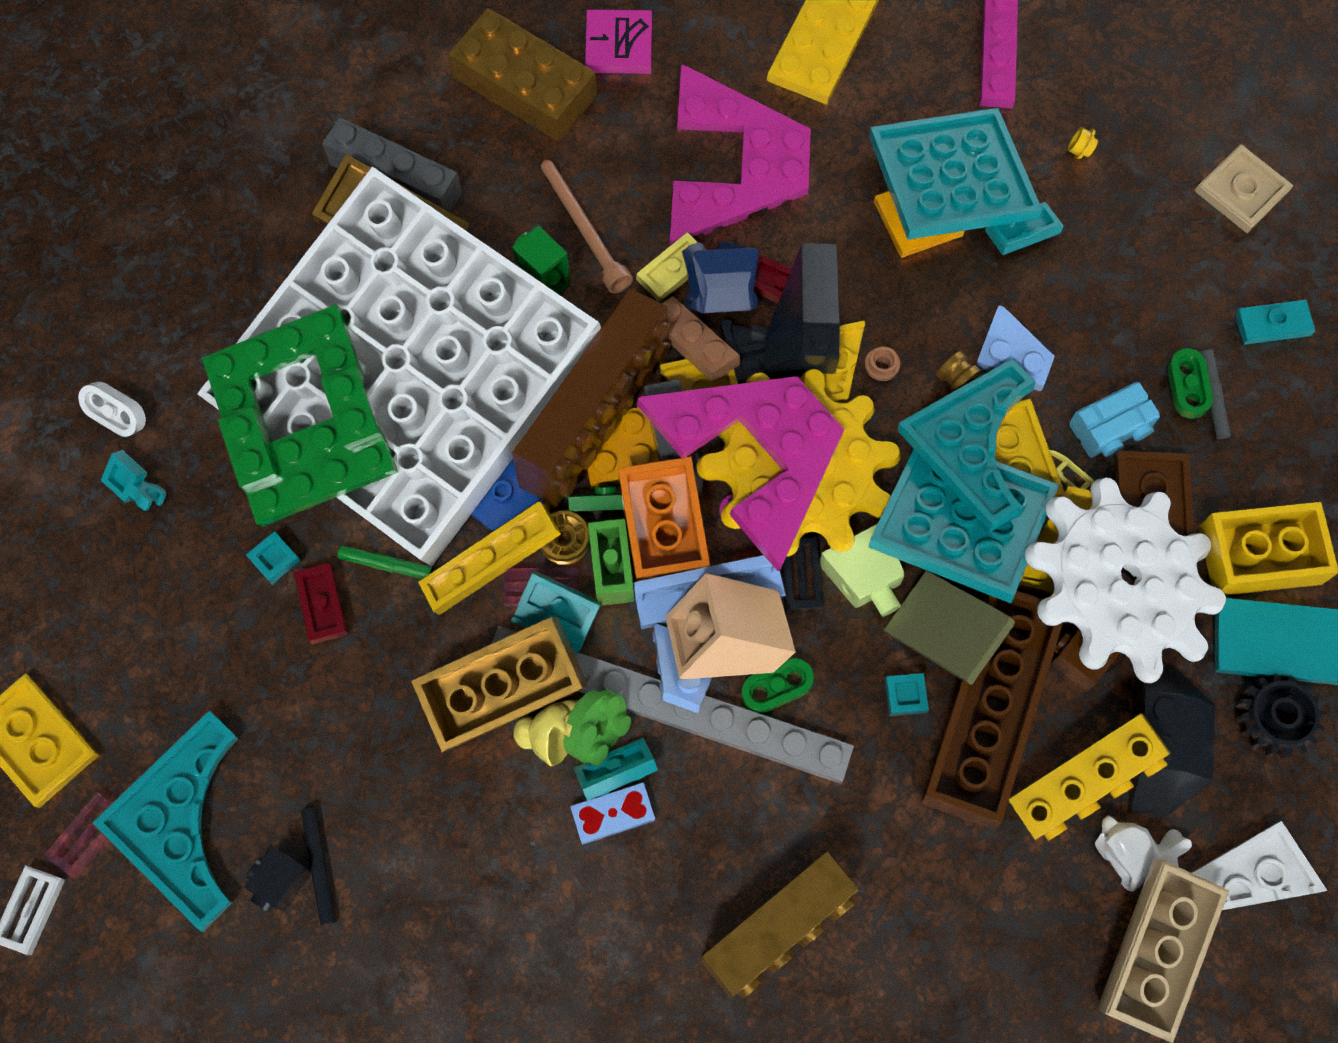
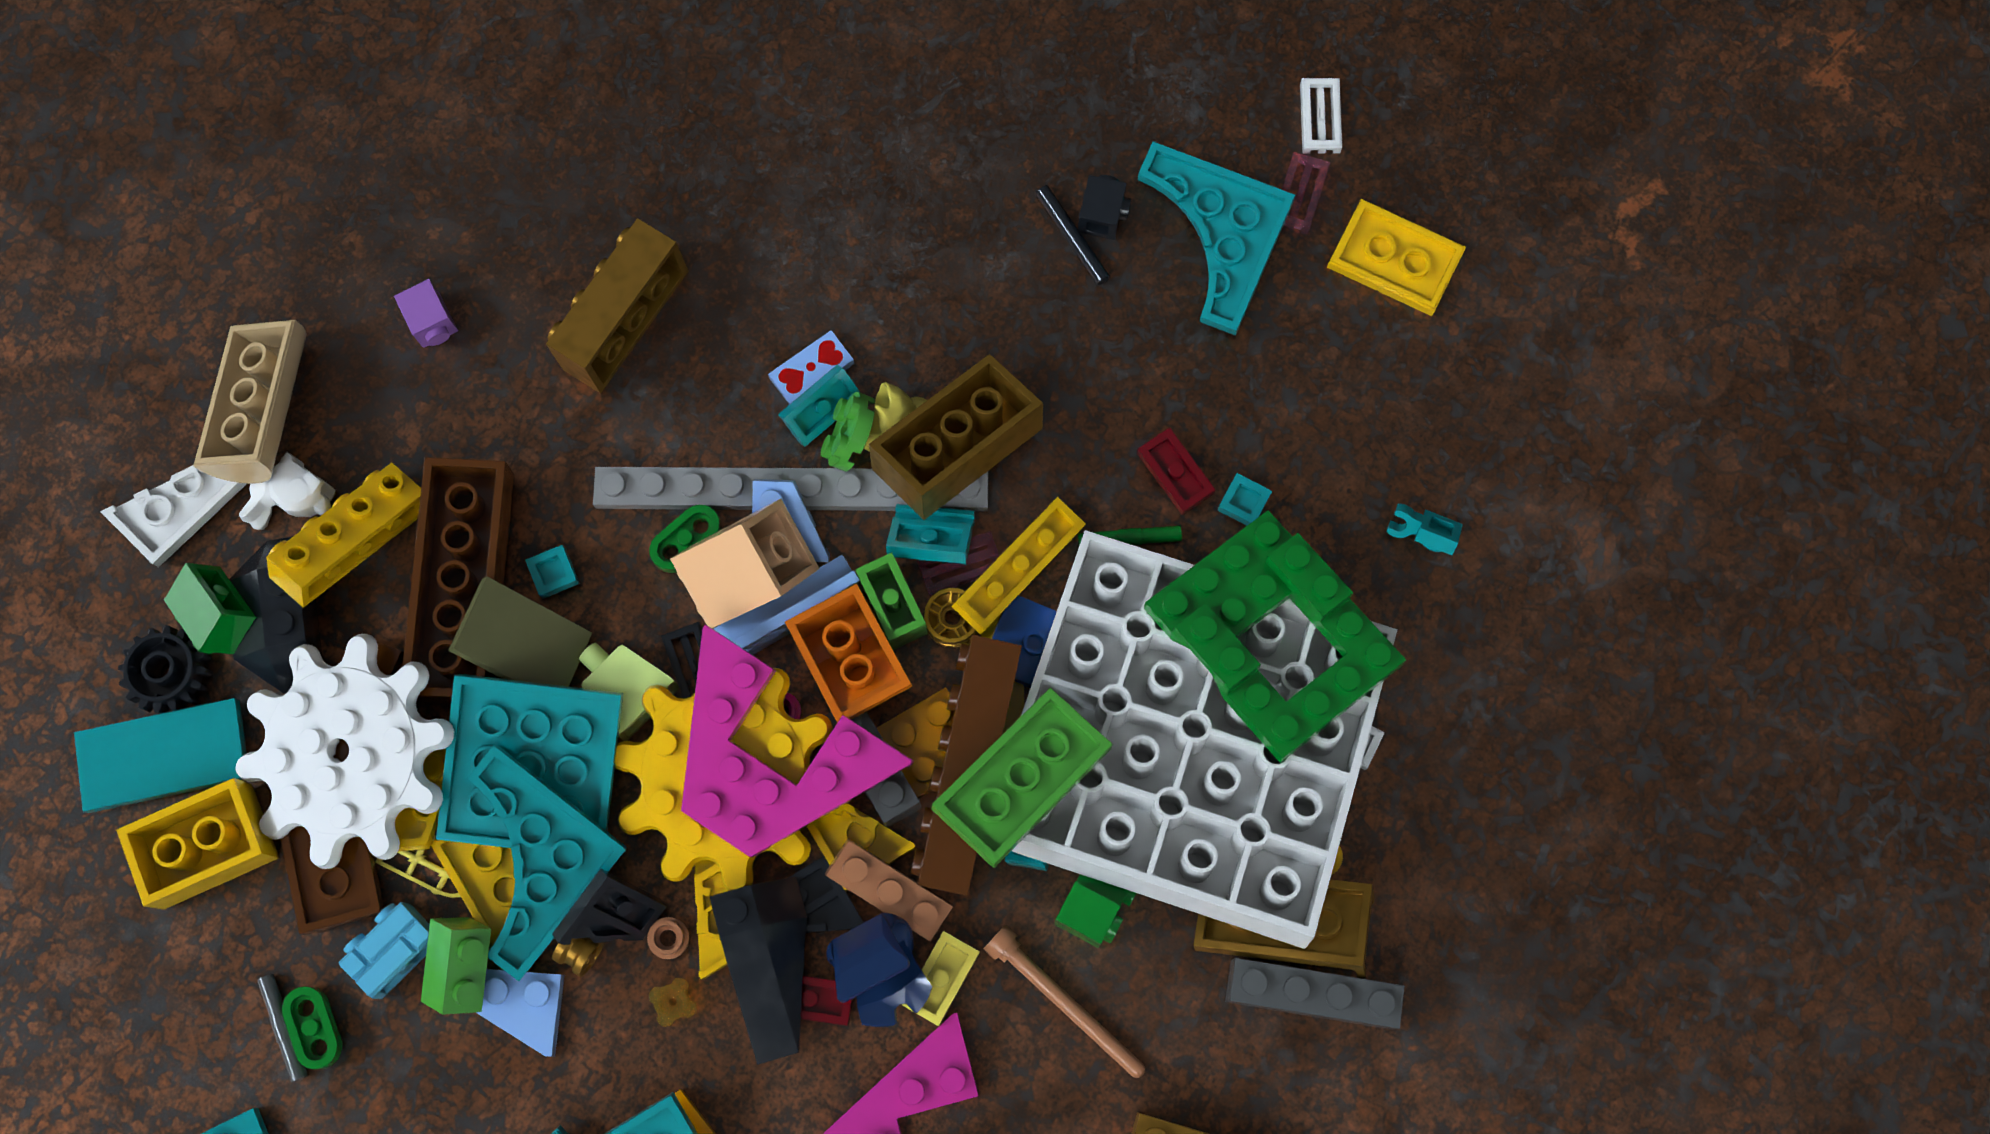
camera: 165 degrees right, 5 degrees up
(112, 408) = (1488, 600): white plate -> none
(551, 346) = (1021, 777): none -> bright green plate
(603, 499) = (930, 669): green plate -> none
(891, 307) = (661, 998): none -> clear yellow plate
(925, 385) = (610, 911): none -> black wing
(971, 992) = (426, 314): none -> medium lavender brick
(1061, 383) = (455, 965): none -> bright green brick
(1231, 752) = (209, 608): none -> green brick

